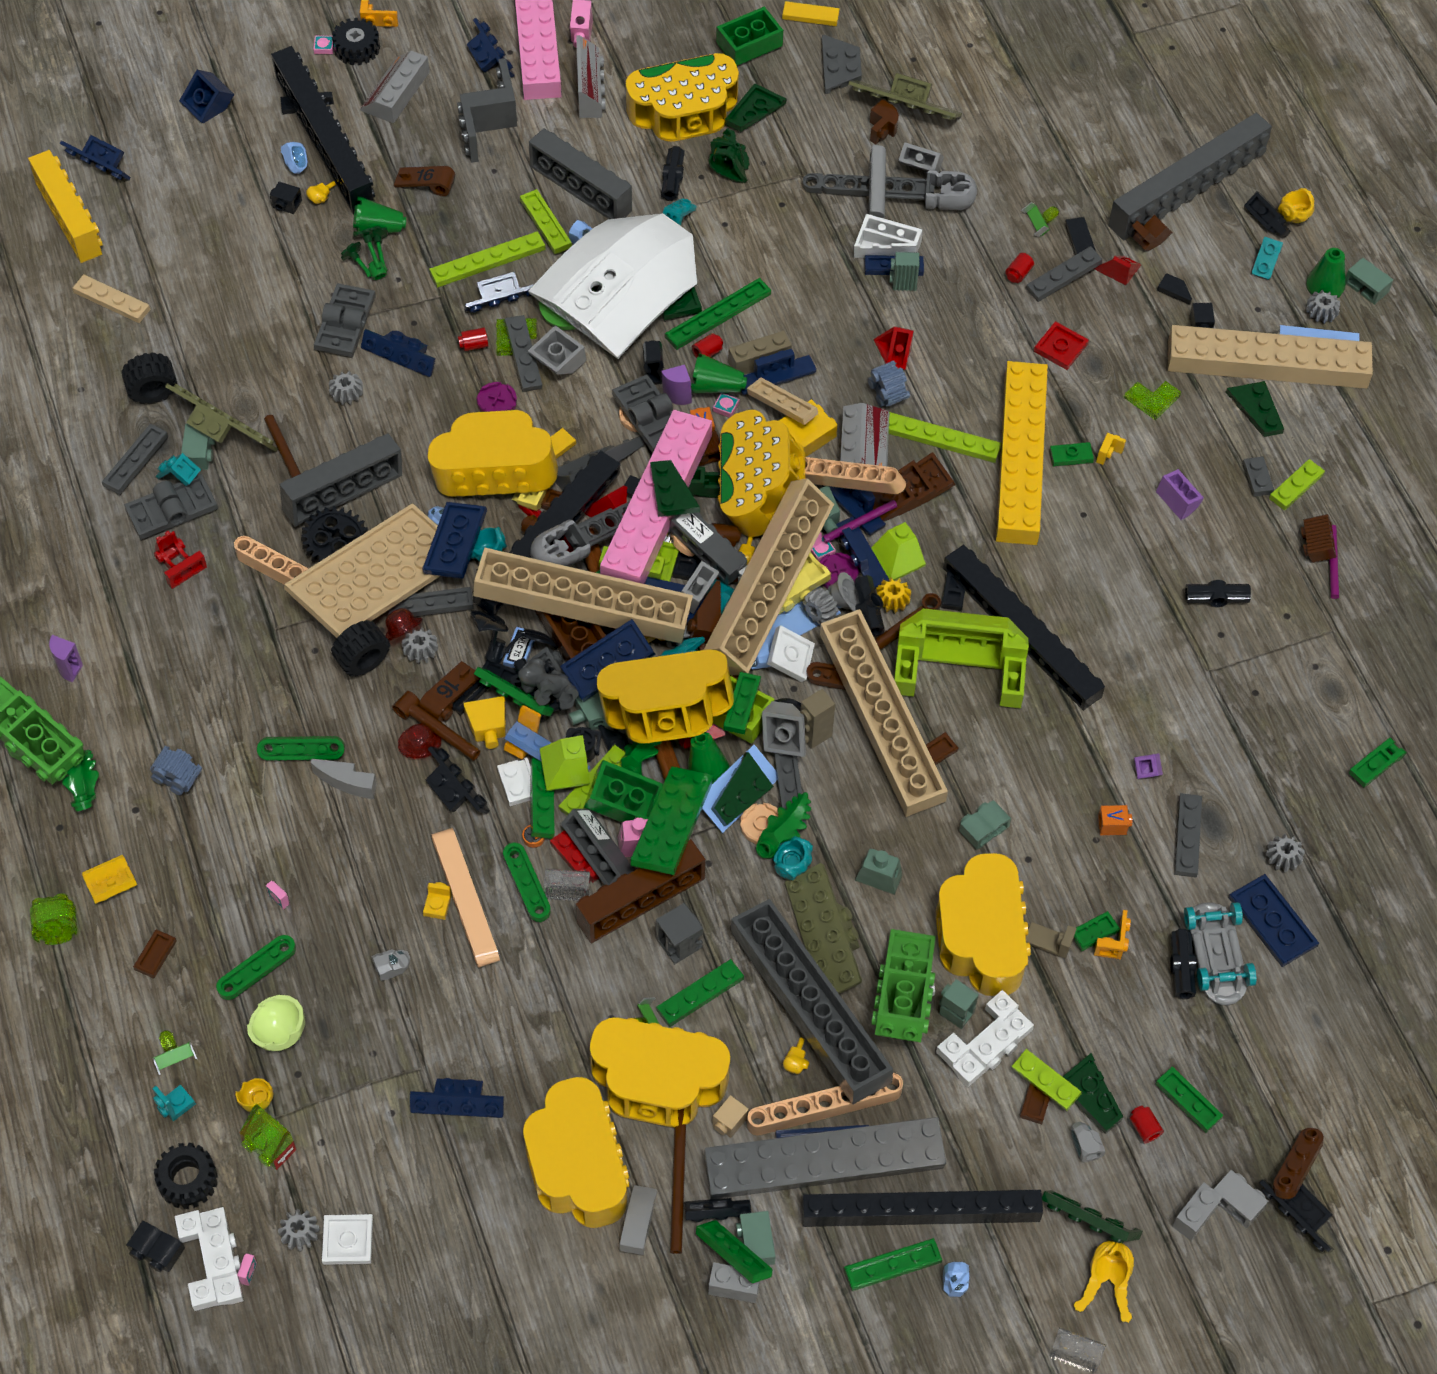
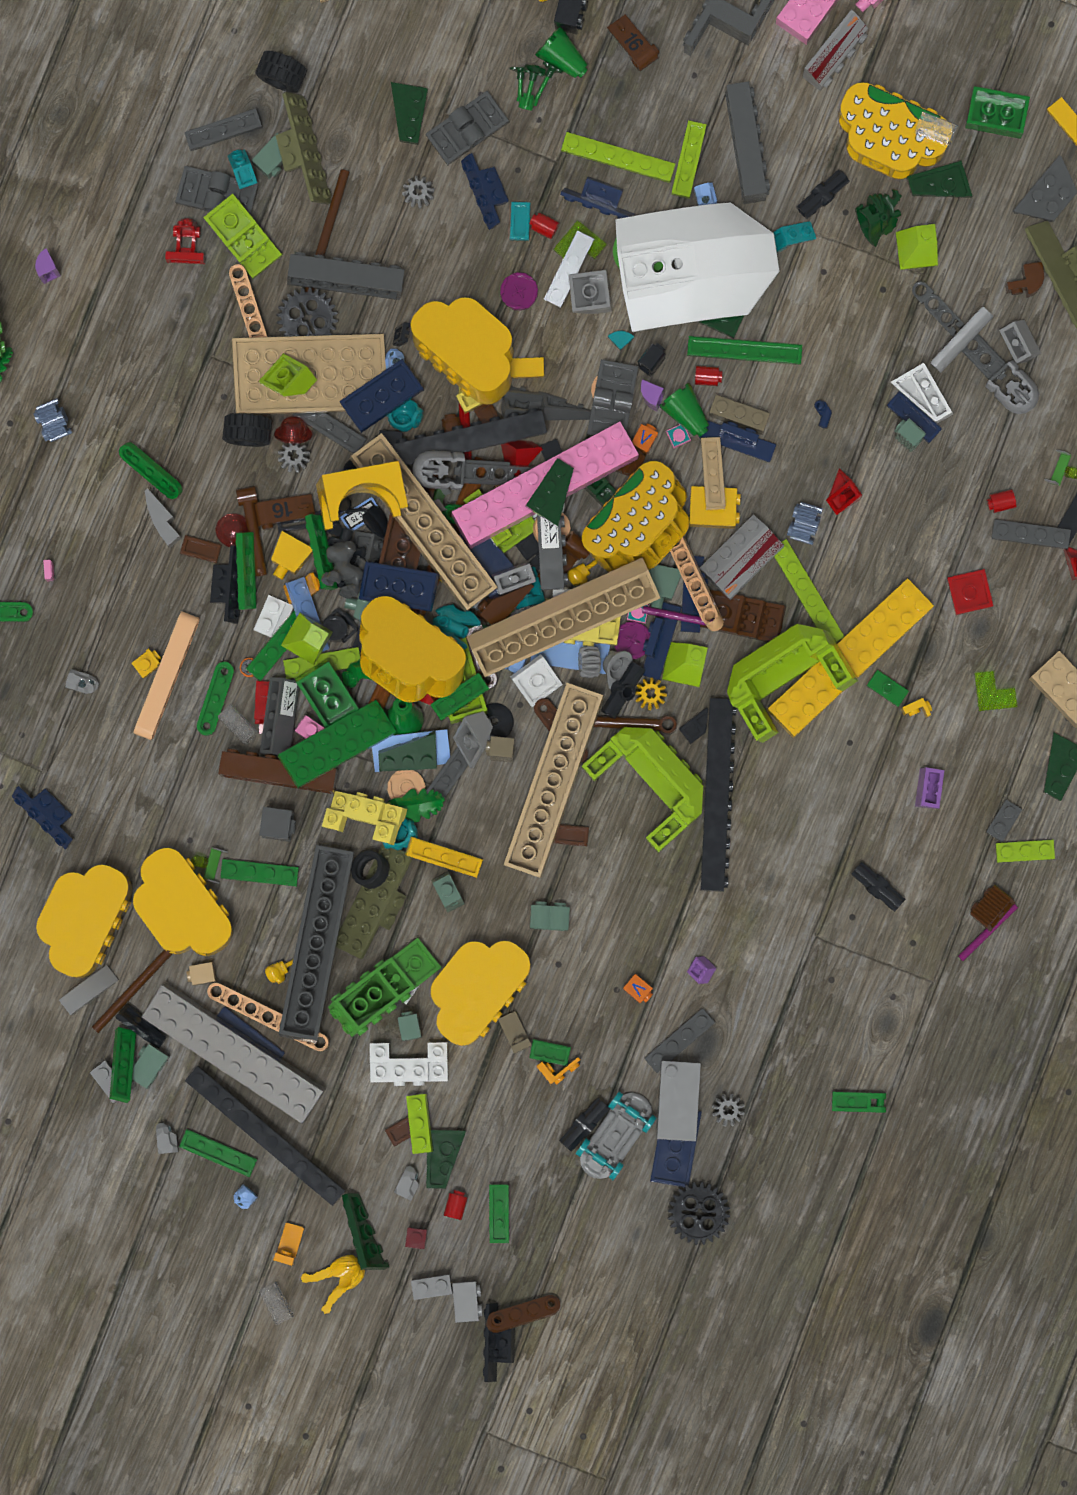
camera: 50 degrees right, 25 degrees up
(221, 516) = (242, 236): none -> lime slope
(284, 341) = (409, 111): none -> dark green wing
(361, 574) = (288, 377): none -> lime slope
(402, 777) = (201, 549): none -> reddish brown tile
(428, 488) = (399, 338): none -> black tile
(450, 353) = (520, 221): none -> teal tile
(454, 752) = (246, 570): none -> green plate
(507, 574) = (380, 480): none -> yellow piece
(612, 373) = (620, 339): none -> teal tile
(719, 57) = (936, 128): none -> clear brick
(747, 859) = (360, 808): none -> light yellow bracket
(779, 156) = (917, 247): none -> lime slope
(810, 910) = (380, 874): none -> black tyre
(823, 308) = (825, 413): none -> dark blue arm
(835, 1291) = (166, 1139): none -> light grey rock
(849, 845) = (443, 857): none -> yellow tile
(975, 484) = (778, 664): none -> lime wedge
(1036, 1288) = (289, 1244): none -> light orange bracket
(1141, 1181) = (416, 1238): none -> dark red brick
(1240, 873) = (678, 1100): none -> light grey brick
(1363, 970) = (700, 1196): none -> black gear

